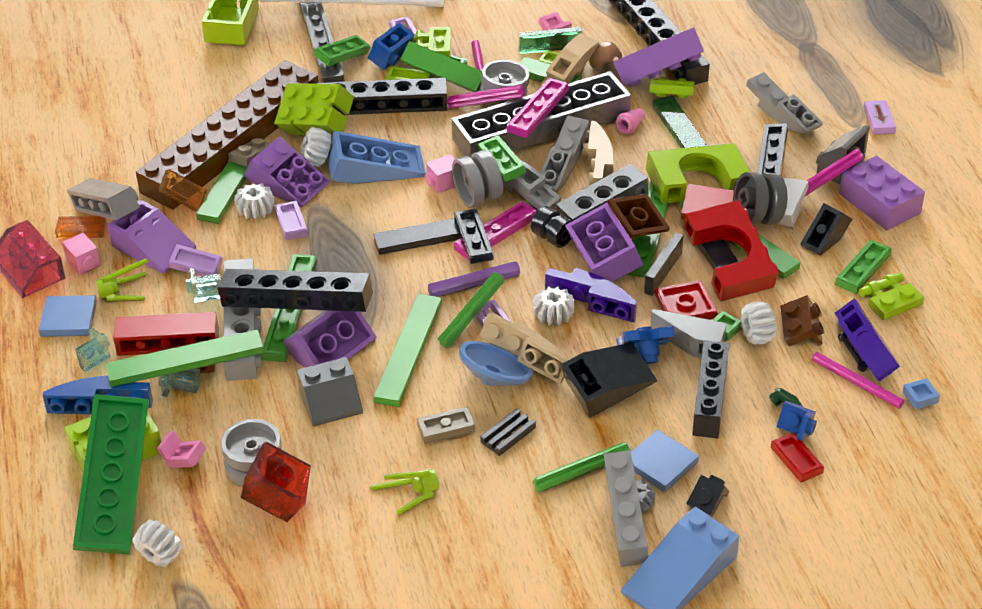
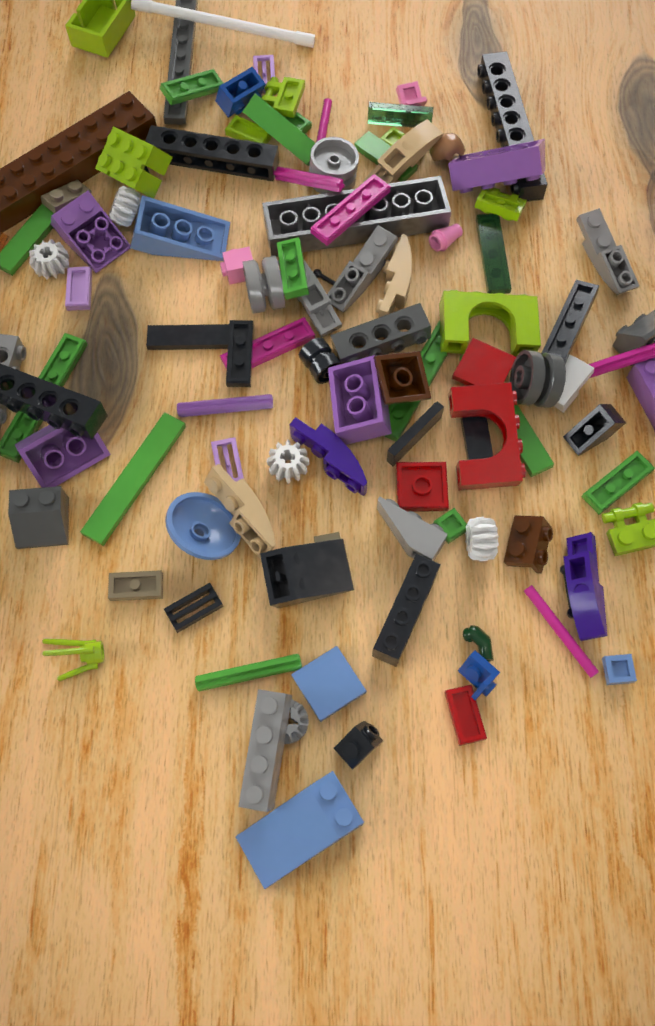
camera: 15 degrees right, 25 degrees up
(470, 310) = (205, 448): bright green axle -> none
(647, 341) = (360, 535): blue plant -> none

